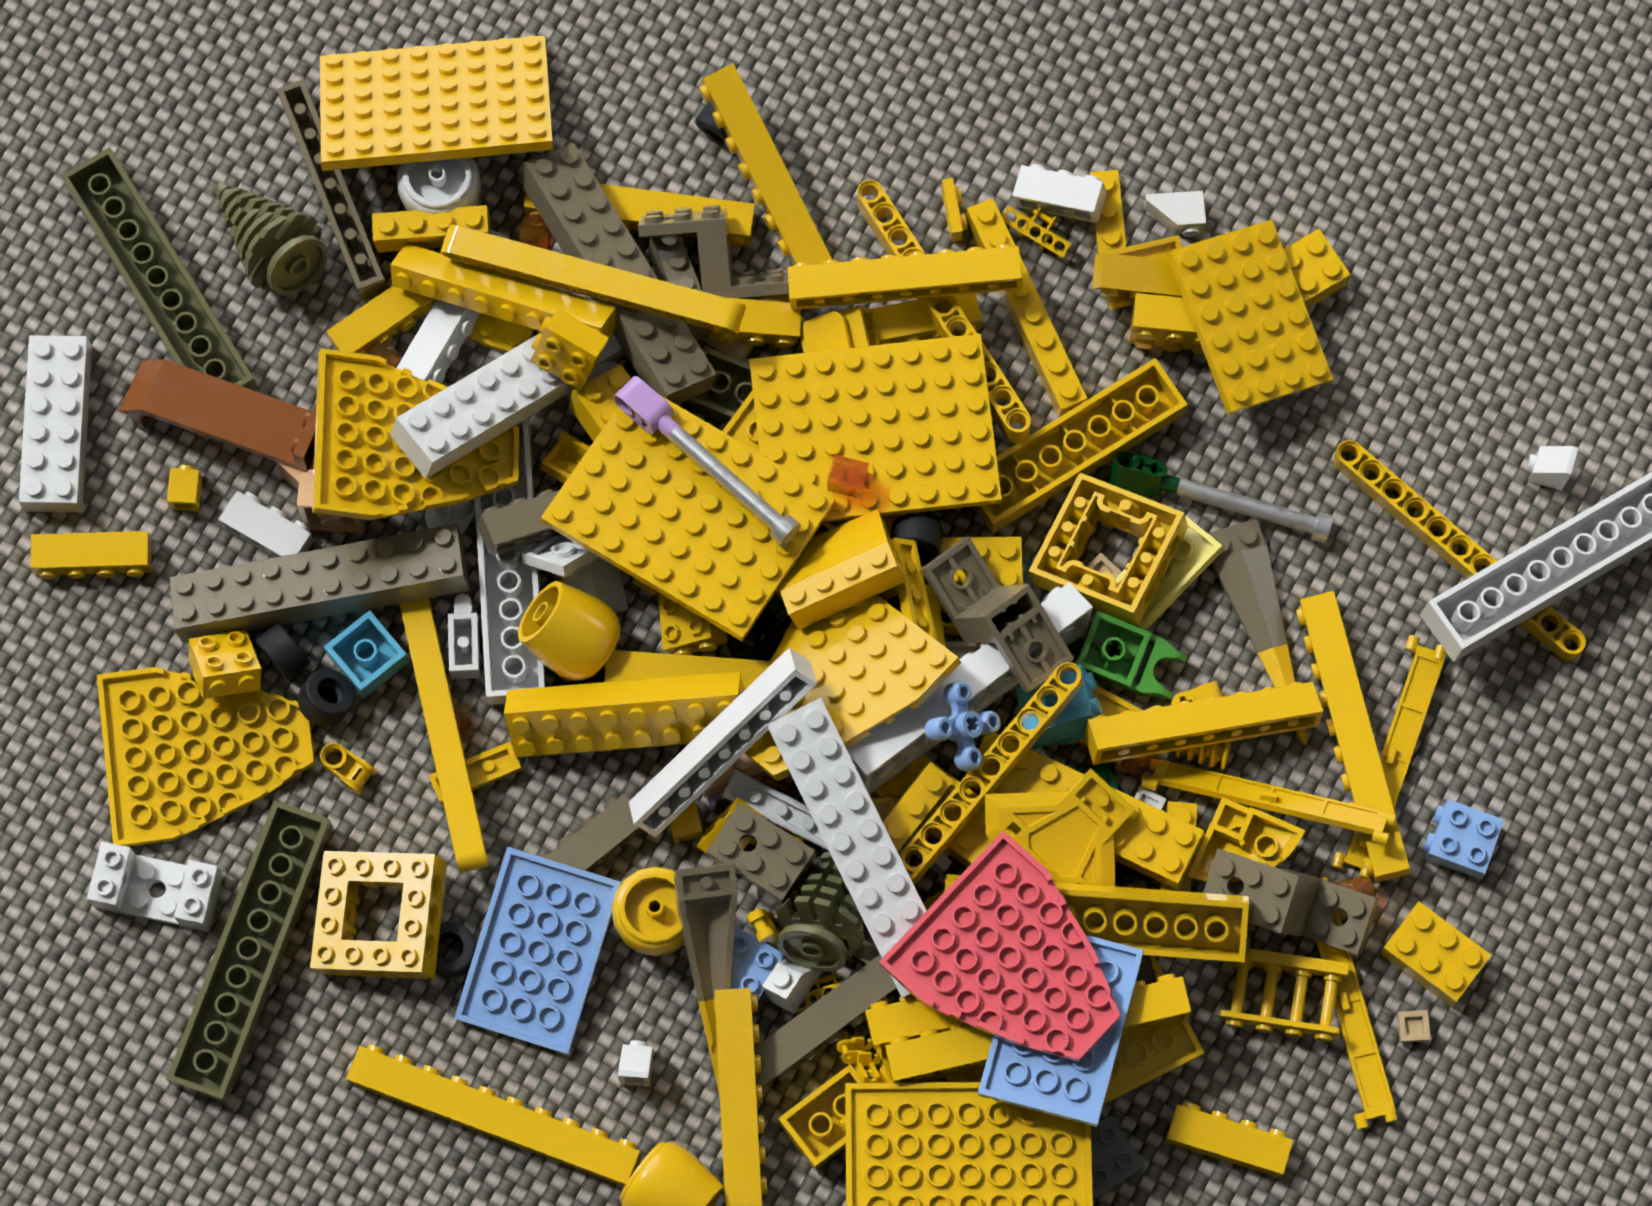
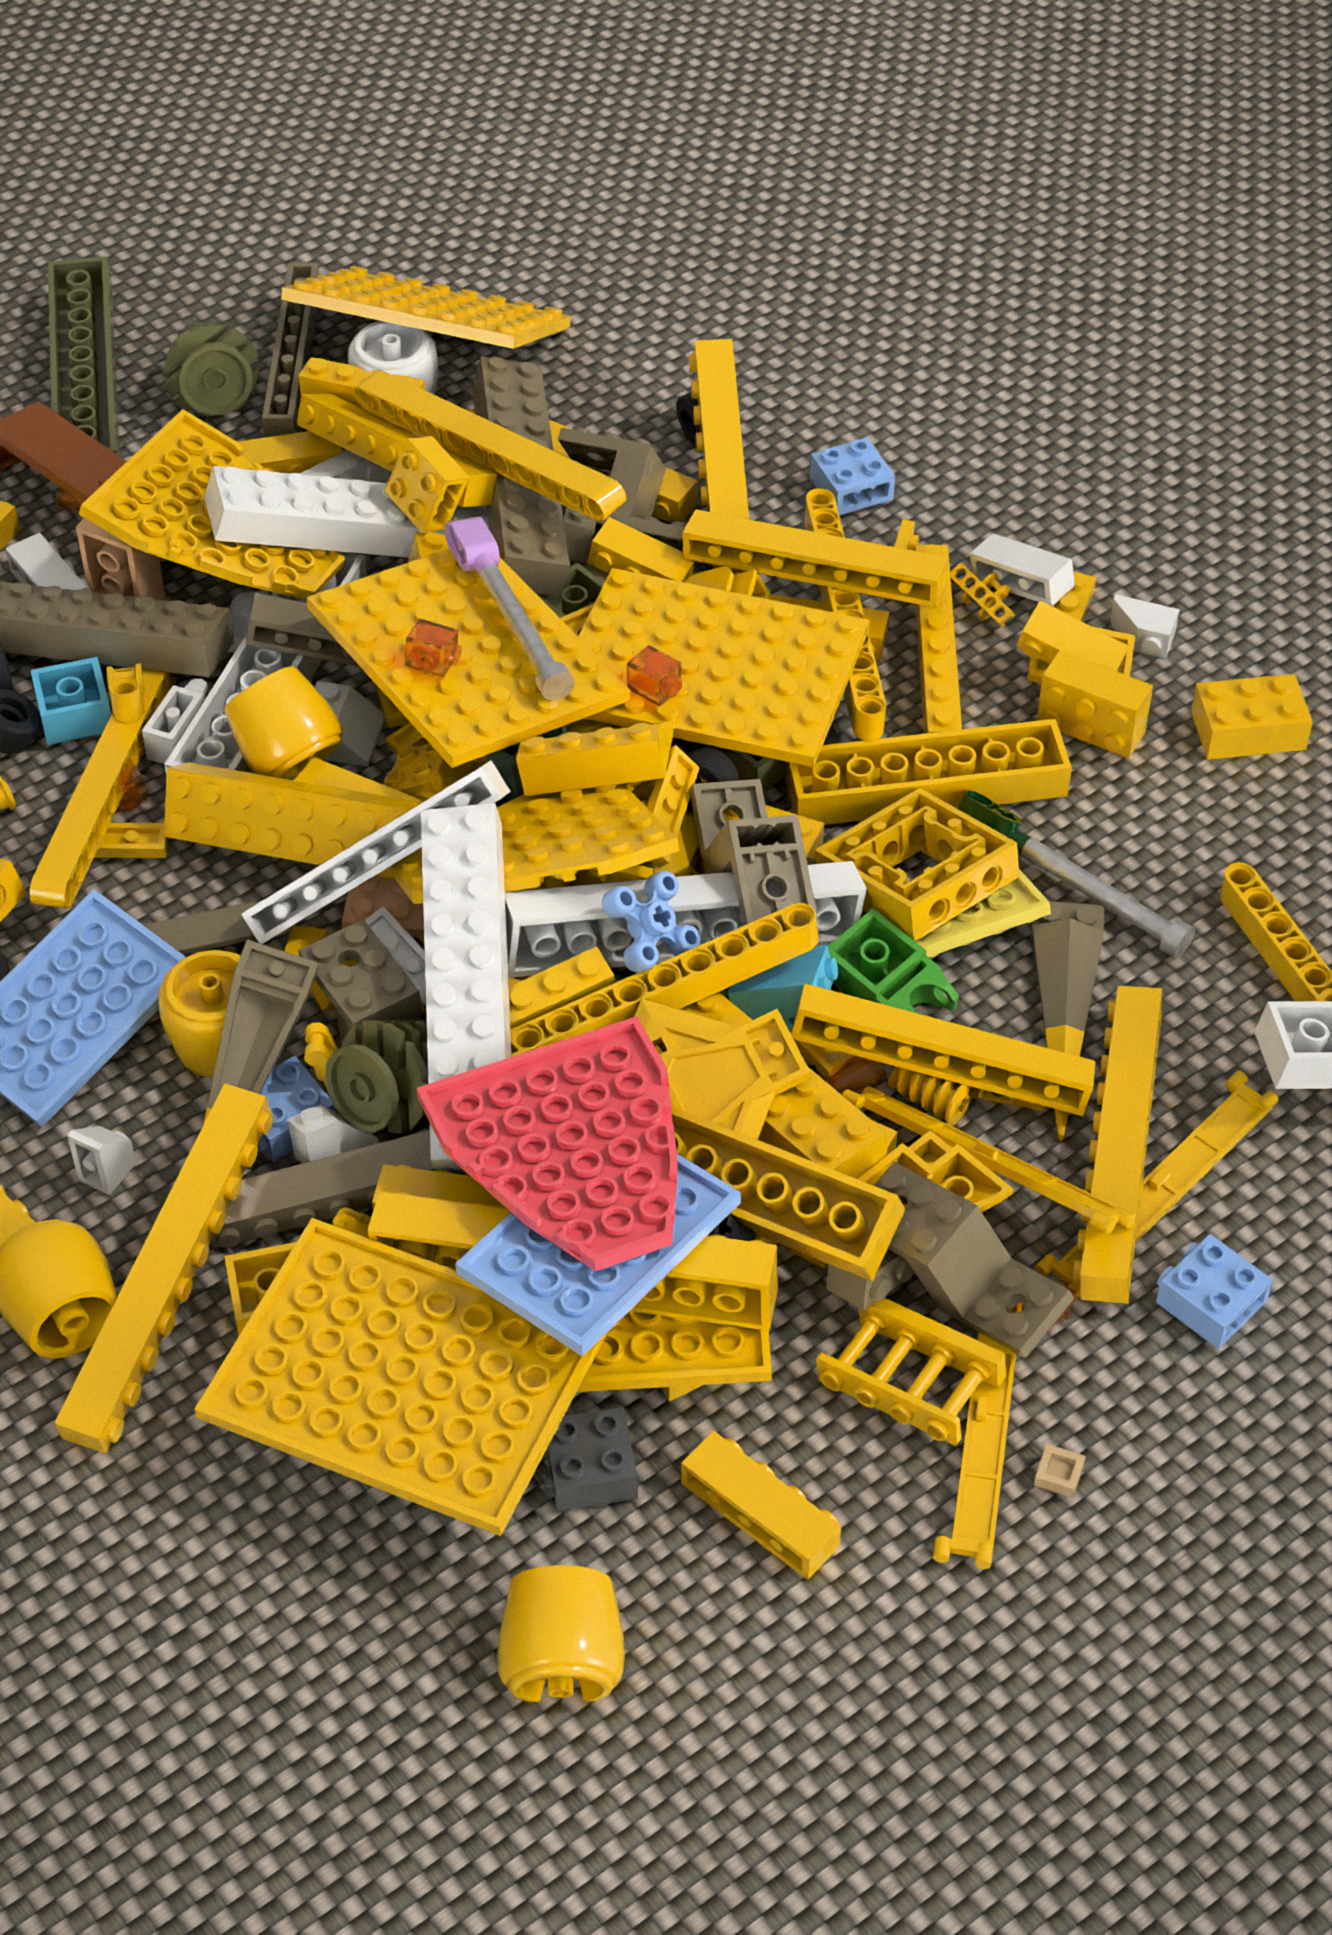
camera: 25 degrees right, 25 degrees down
(414, 634) = (126, 692): none -> yellow piece
(557, 556) = (327, 670): white plate -> none
(677, 540) = (432, 647): none -> clear orange brick
(875, 140) = (853, 474): none -> light blue brick
(1249, 316) = (1178, 709): yellow plate -> none
(1435, 954) = (1123, 1400): yellow brick -> none

